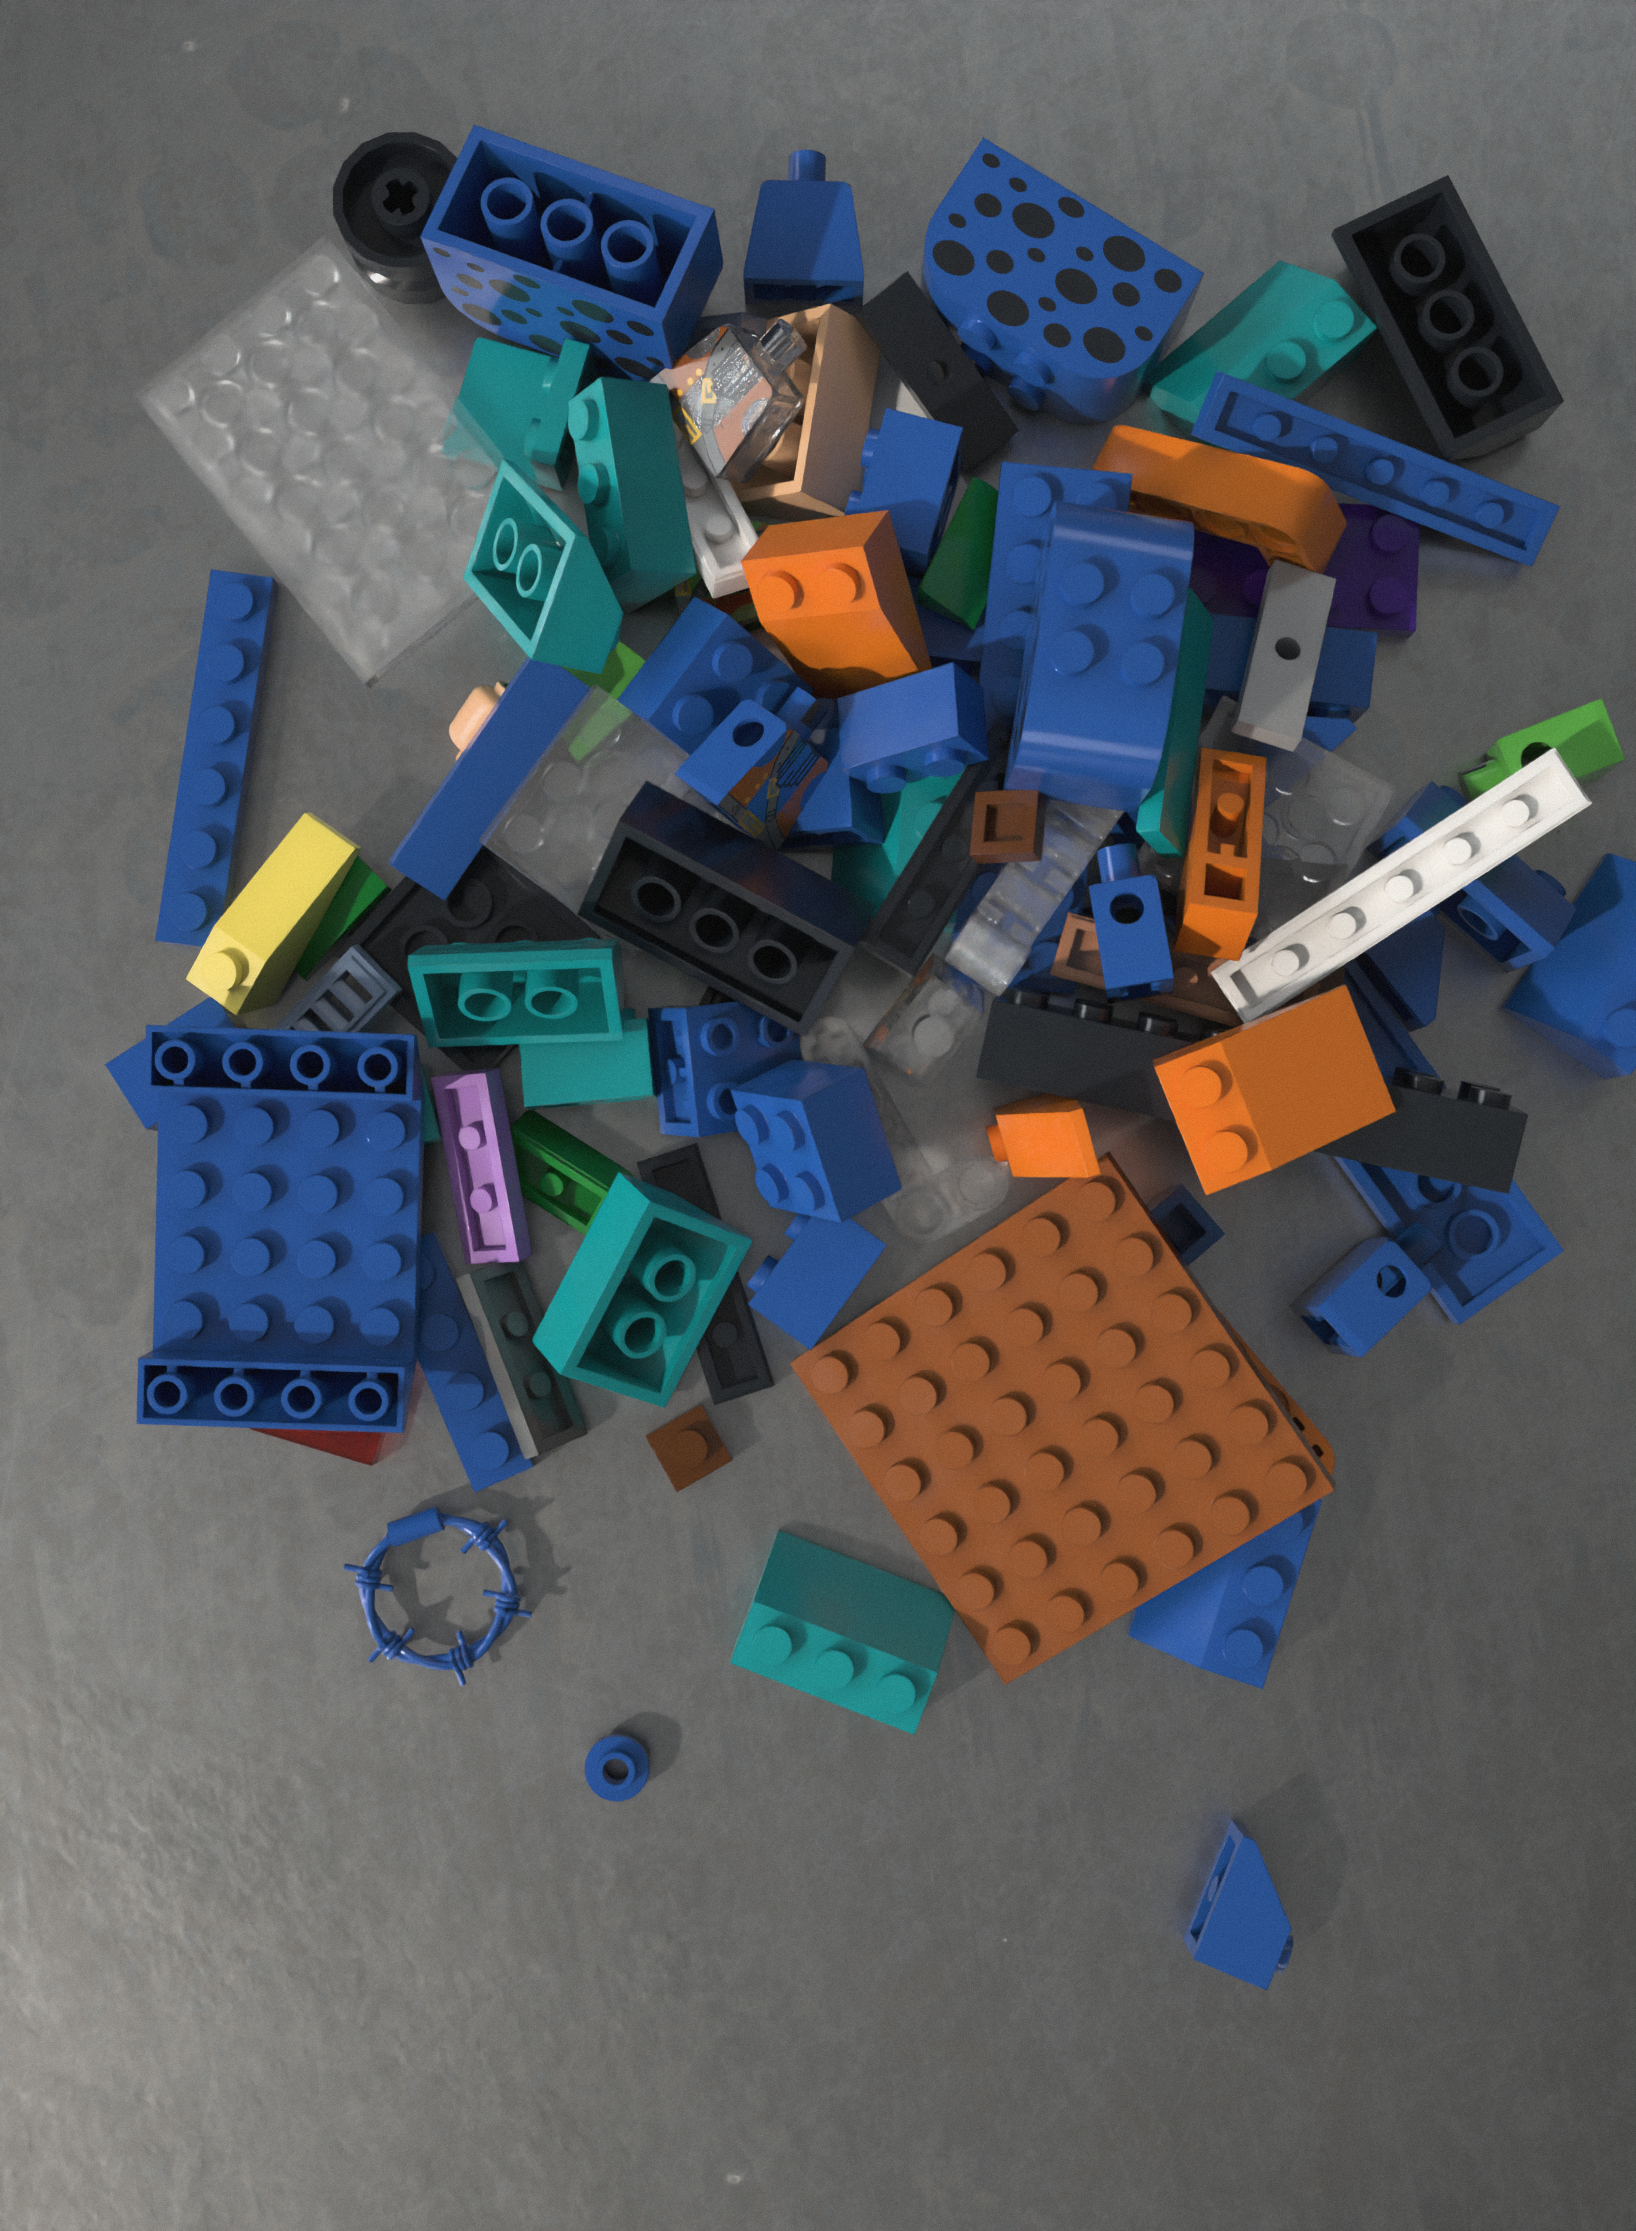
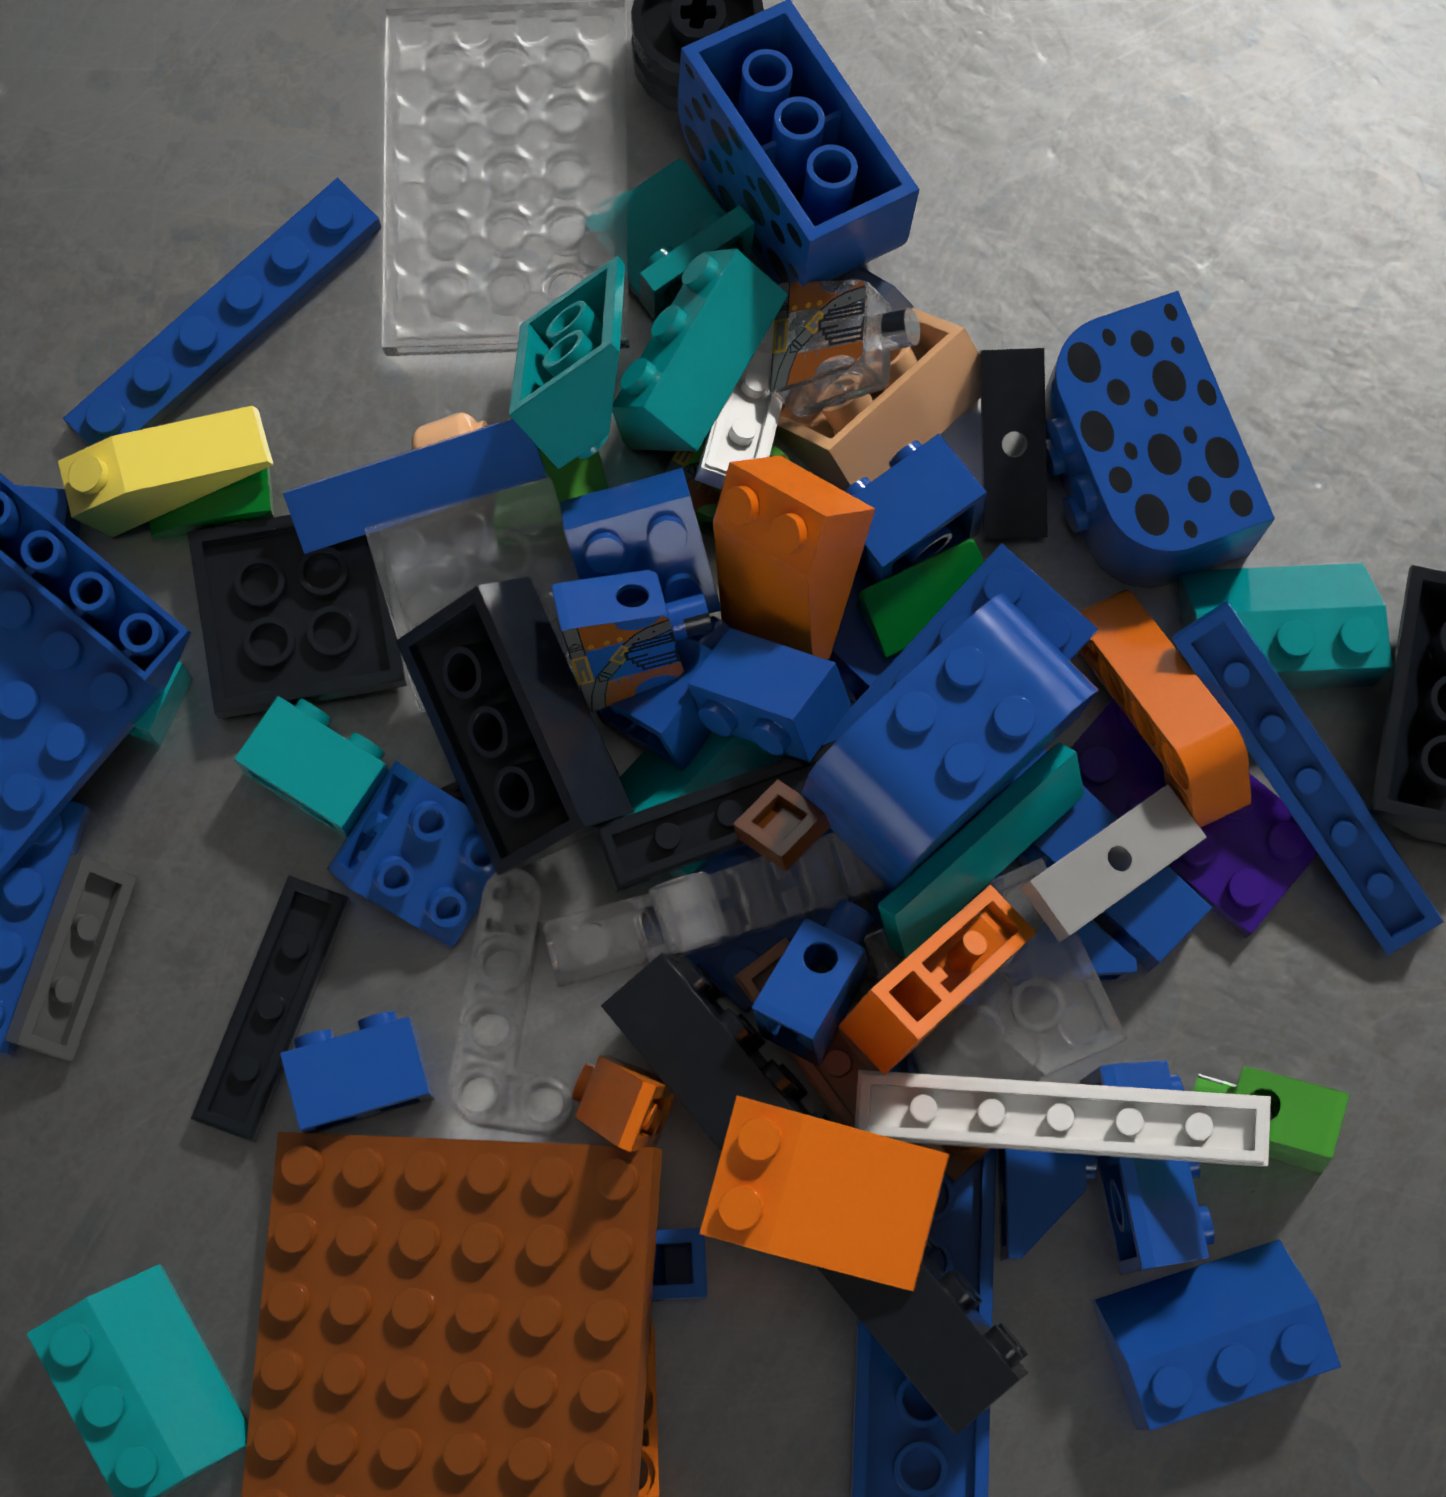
camera: 30 degrees right, 10 degrees down
(318, 1002) = (167, 552): sand blue slope -> none
(482, 1166) = (163, 782): medium lavender plate -> none
(520, 992) = (300, 665): teal slope -> none
(561, 1170) = (223, 838): green slope -> none
(640, 1292) = (204, 978): teal slope -> none
(689, 1447) = (144, 1138): reddish brown plate -> none
(804, 240) = (989, 270): blue torso -> none
(816, 1139) = (436, 960): blue brick -> none
(1349, 1308) = (765, 1449): blue torso -> none

